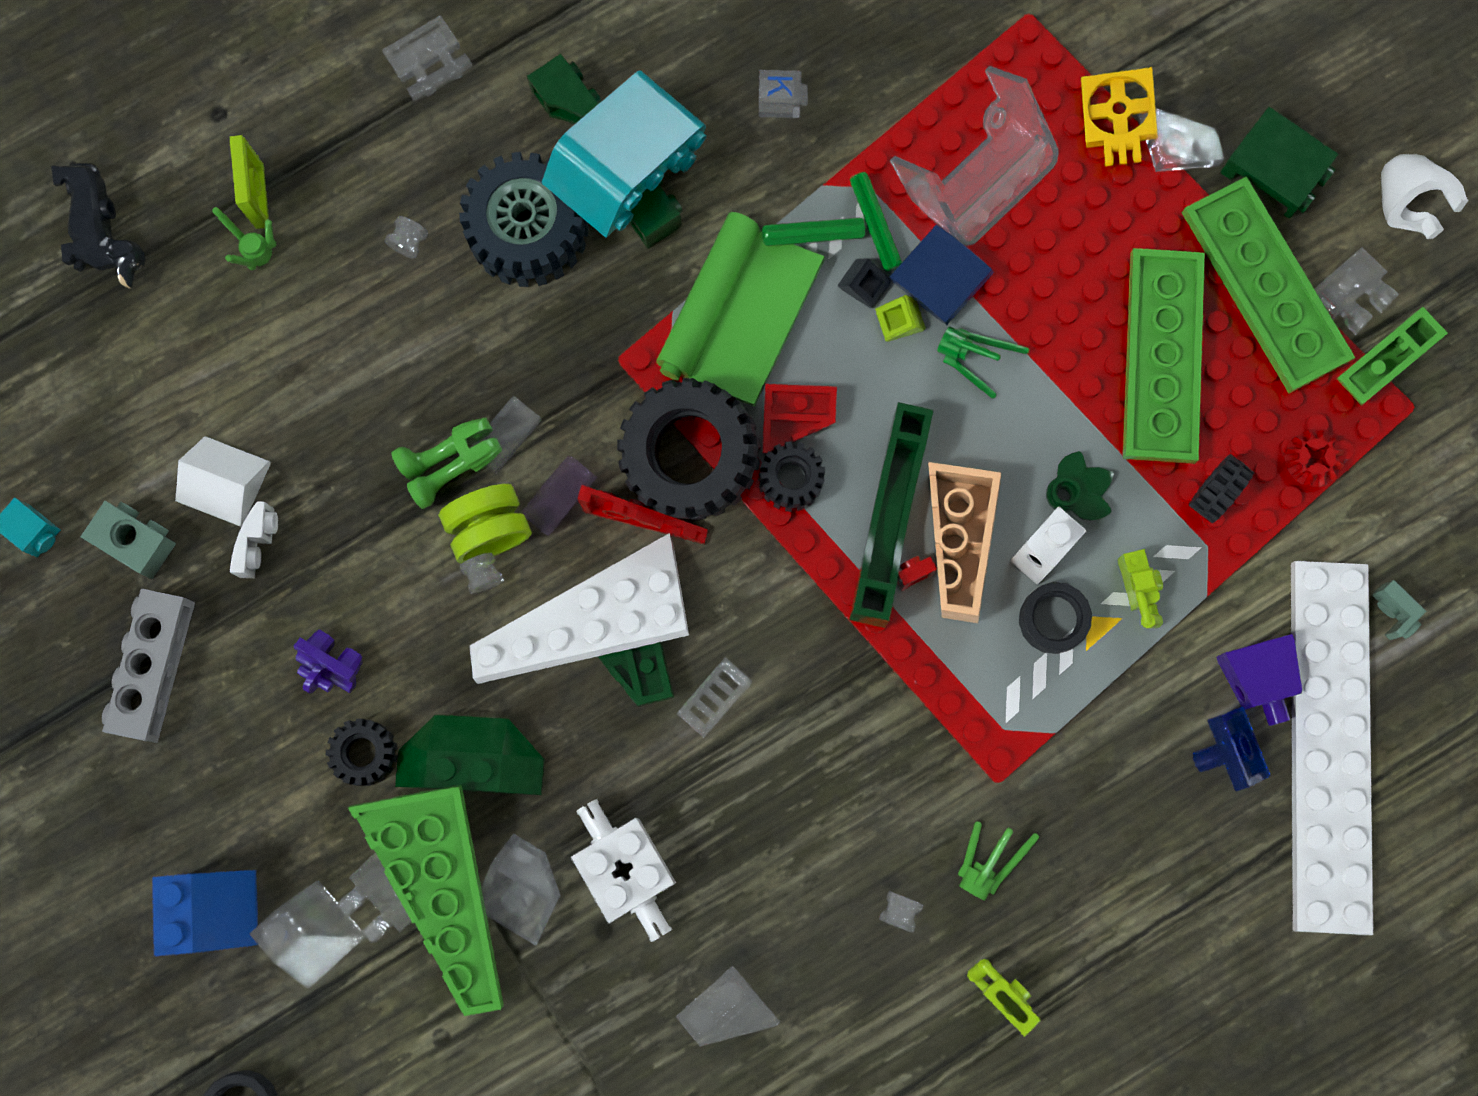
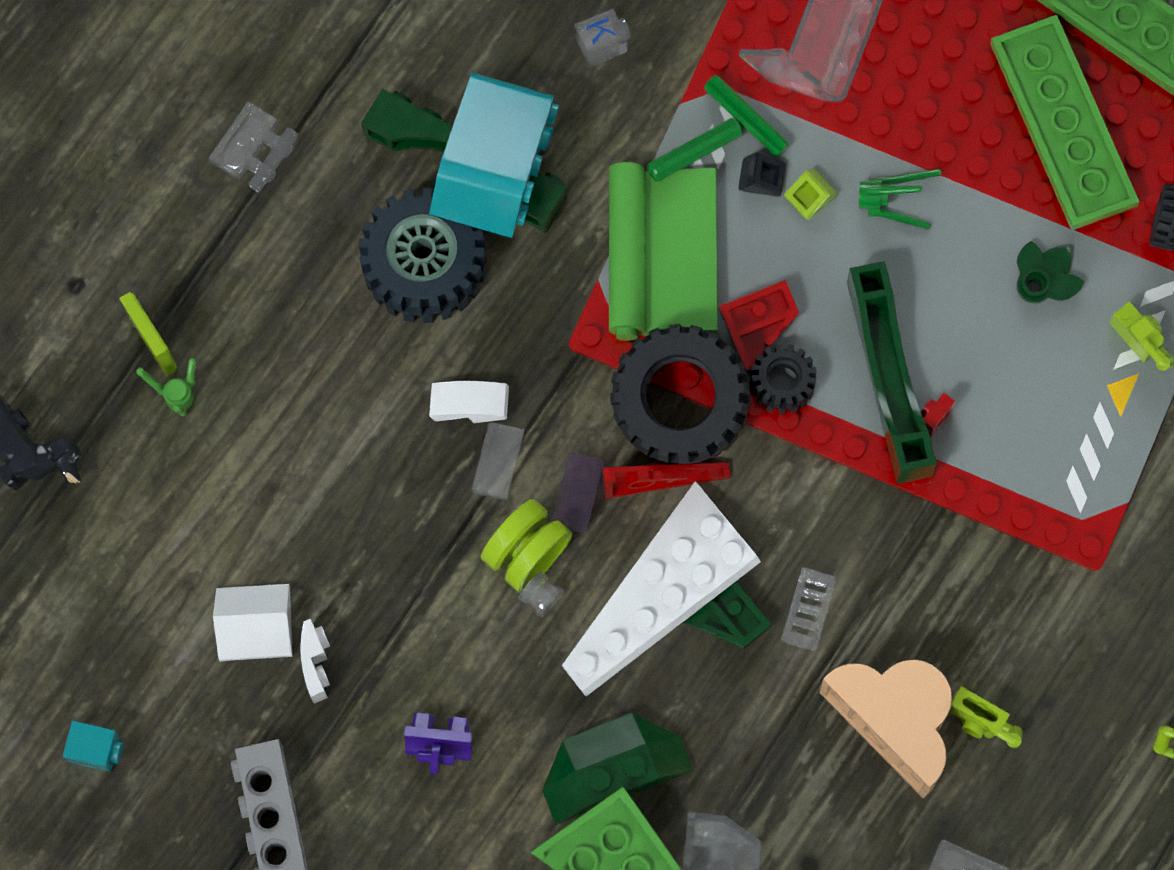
camera: 25 degrees left, 5 degrees down
(109, 532) = (213, 725): sand green brick -> none
(340, 746) = (504, 784): black tyre -> none
(406, 237) = (317, 320): clear wheel -> none
(414, 465) = (482, 493): bright green piece -> none
(503, 368) = (469, 399): none -> white slope
(599, 863) = (798, 774): white brick -> none
(744, 836) = (896, 715): none -> light nougat brick
(823, 874) = (983, 718): none -> lime piece
(901, 912) = (1068, 720): clear wheel -> none
(941, 274) = (830, 137): dark blue slope -> none
(963, 530) = (960, 355): light nougat wedge -> none
(980, 878) = (1124, 660): bright green plant -> none
(1048, 545) = (1045, 334): white torso -> none
(1081, 608) = (1091, 374): black tyre -> none

